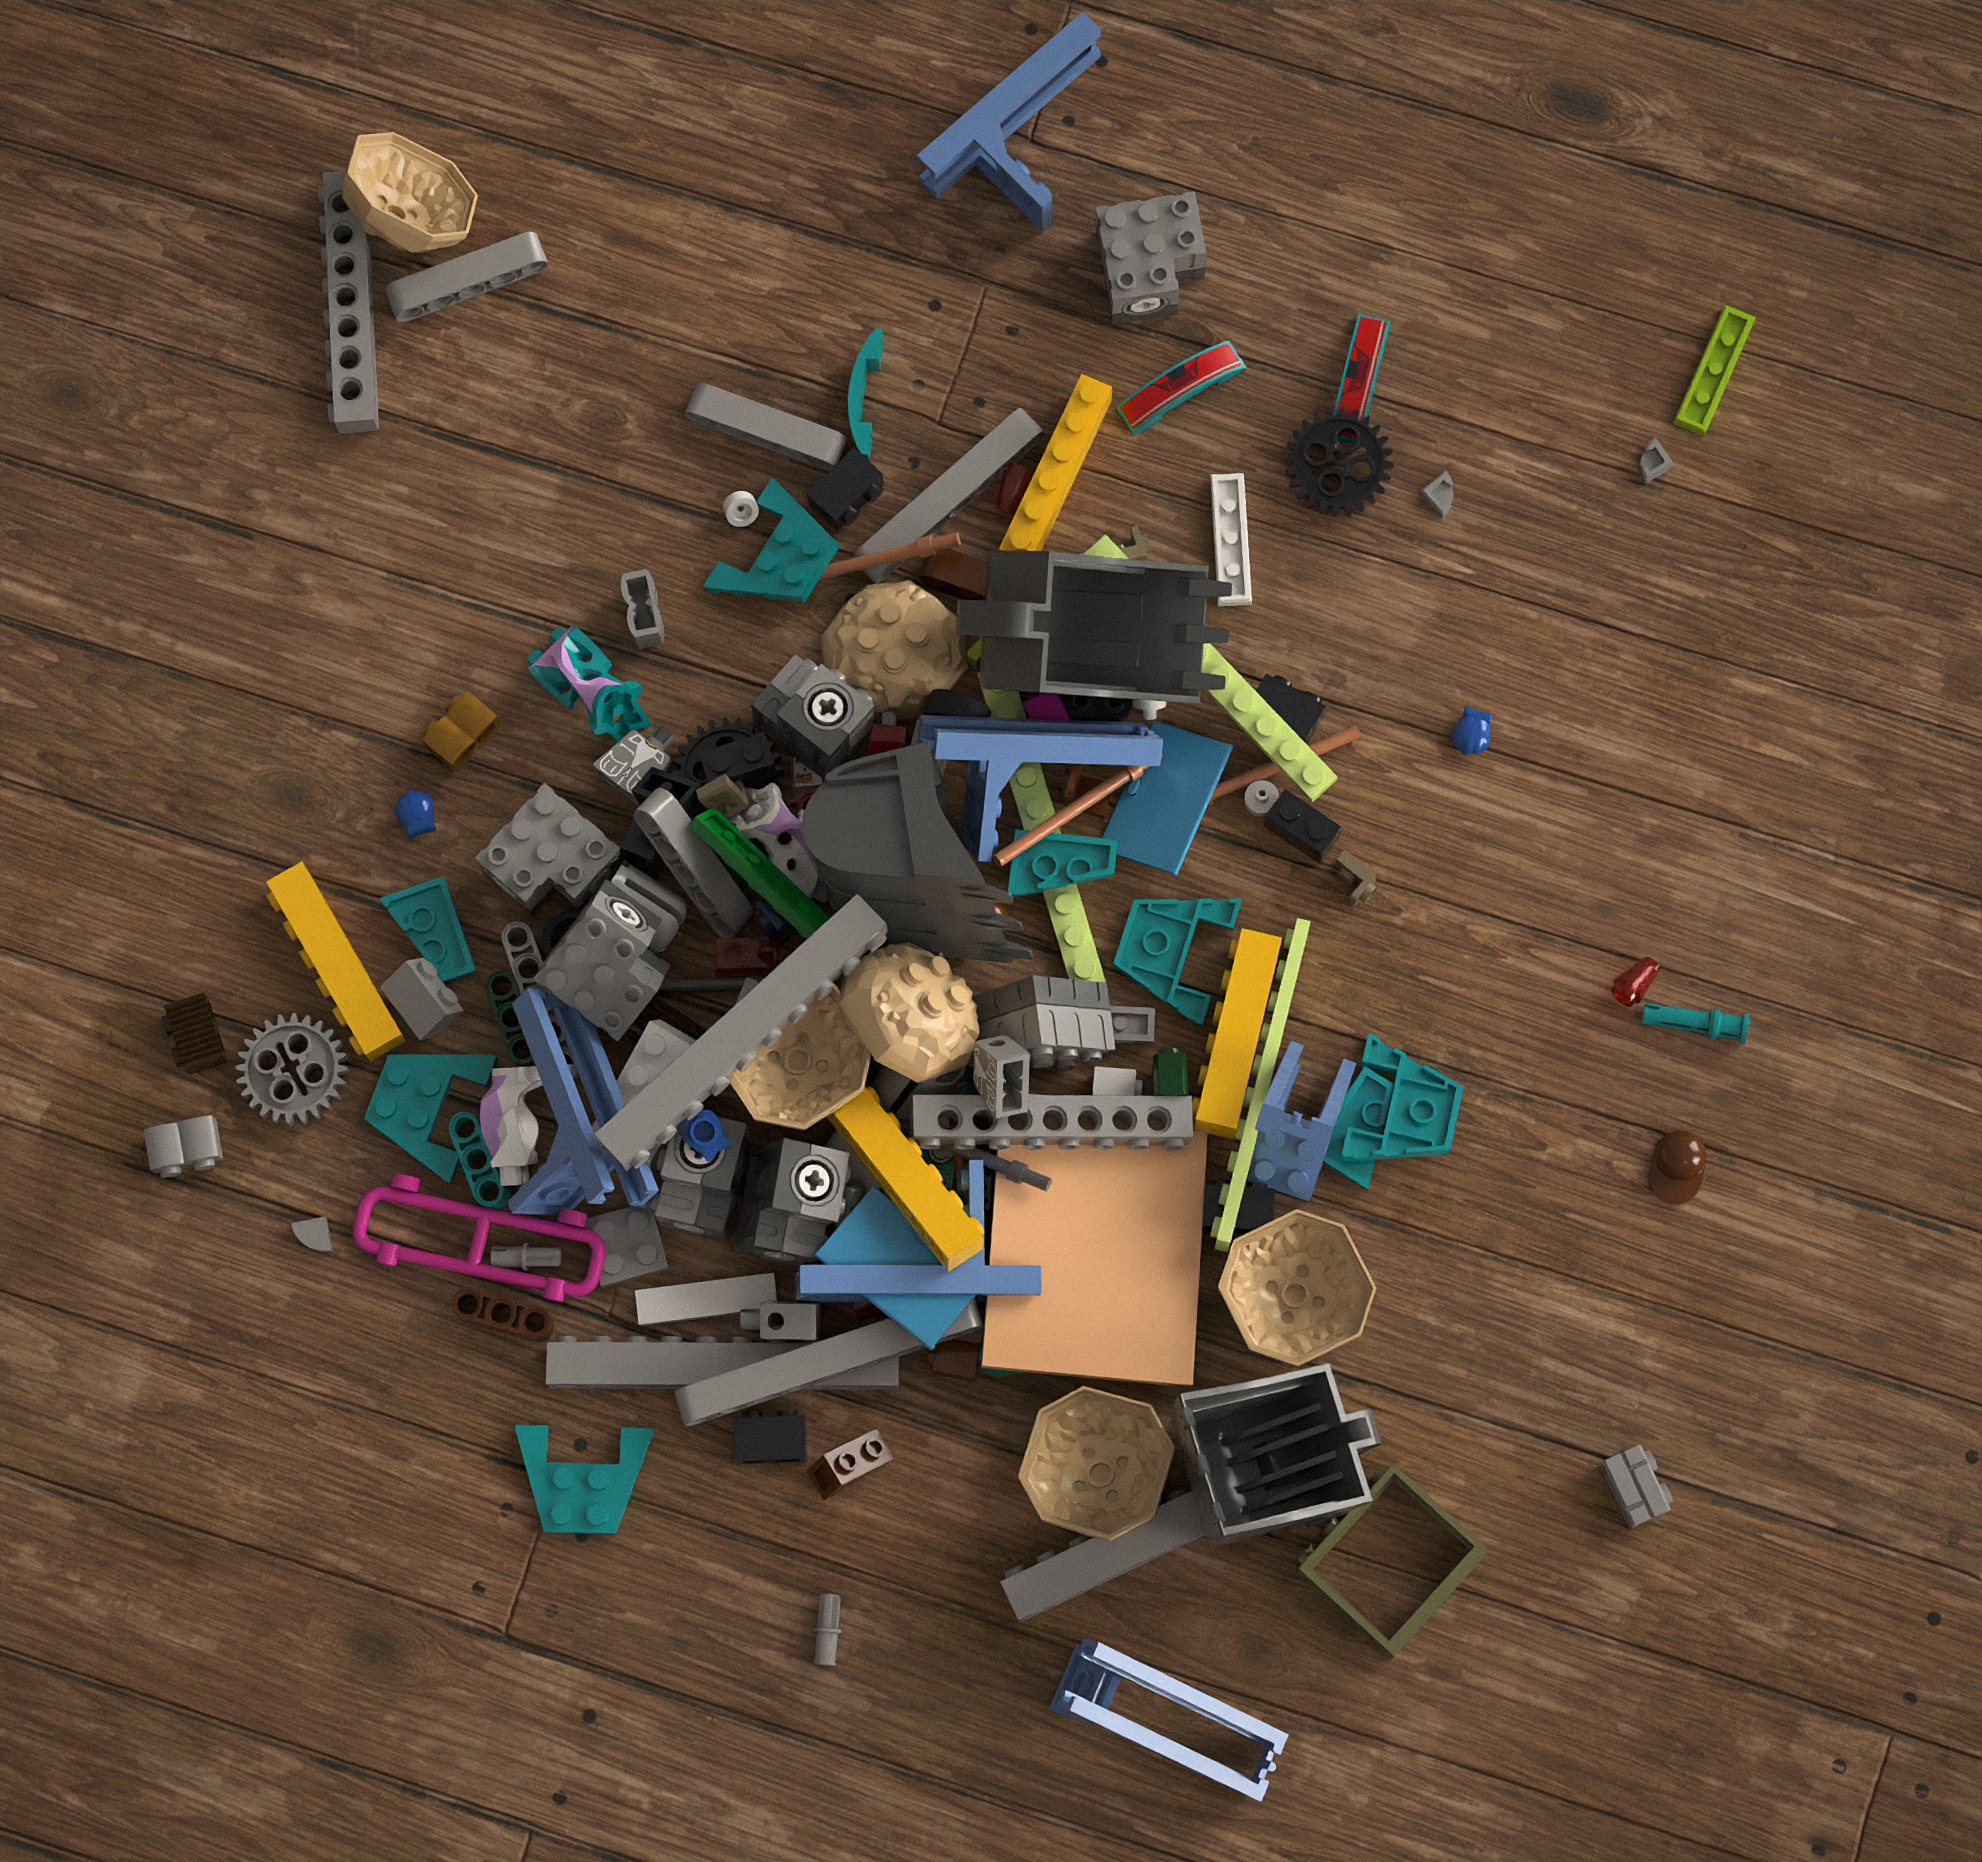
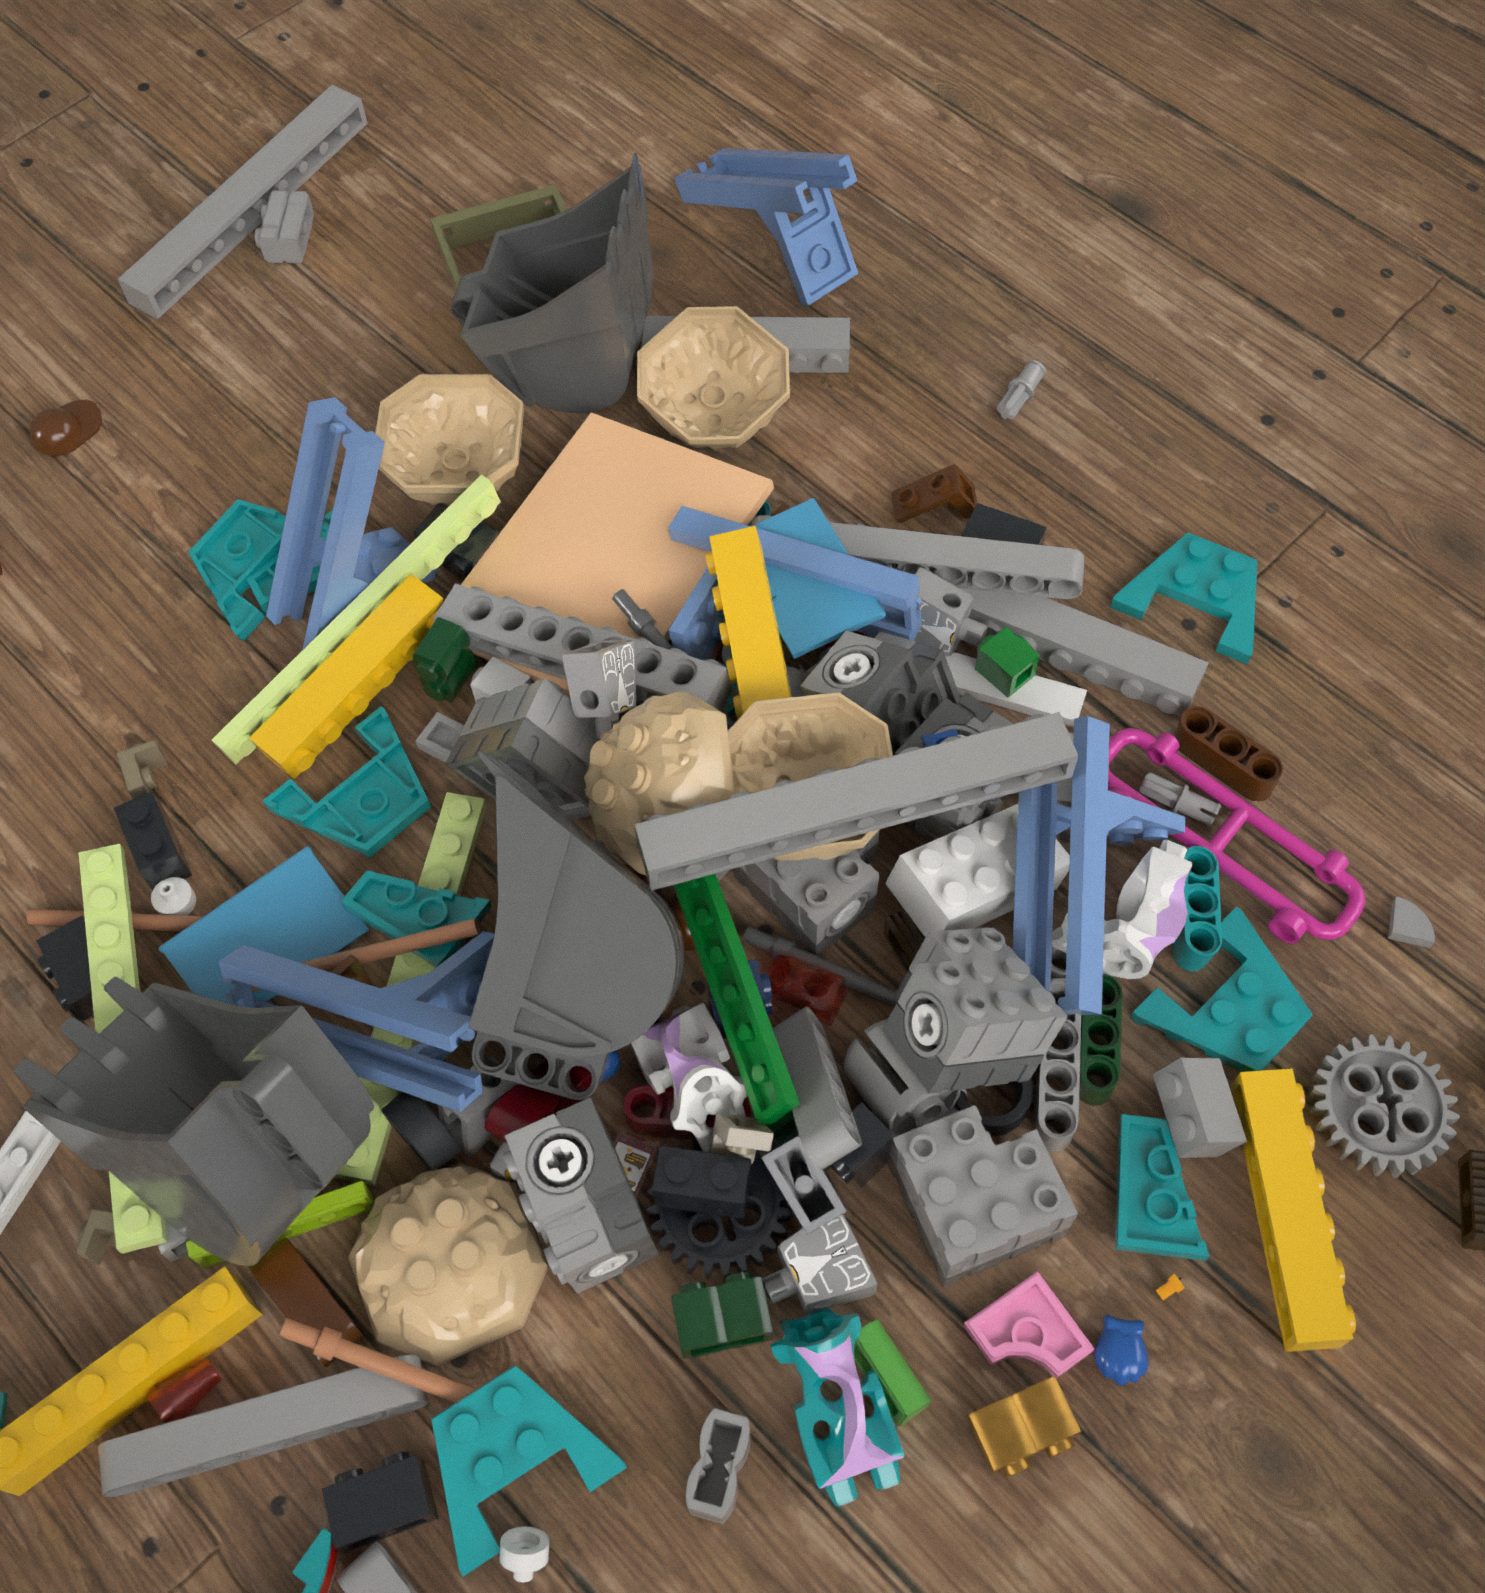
camera: 155 degrees left, 15 degrees down
(395, 873) = (1172, 1286): none -> light orange piece
(483, 800) = (1031, 1326): none -> bright pink tile
(560, 722) = (900, 1385): none -> bright green brick
(688, 702) = (721, 1315): none -> dark green brick
(712, 1307) = (1006, 661): none -> green brick
(1700, 1506) = (236, 205): none -> light grey brick

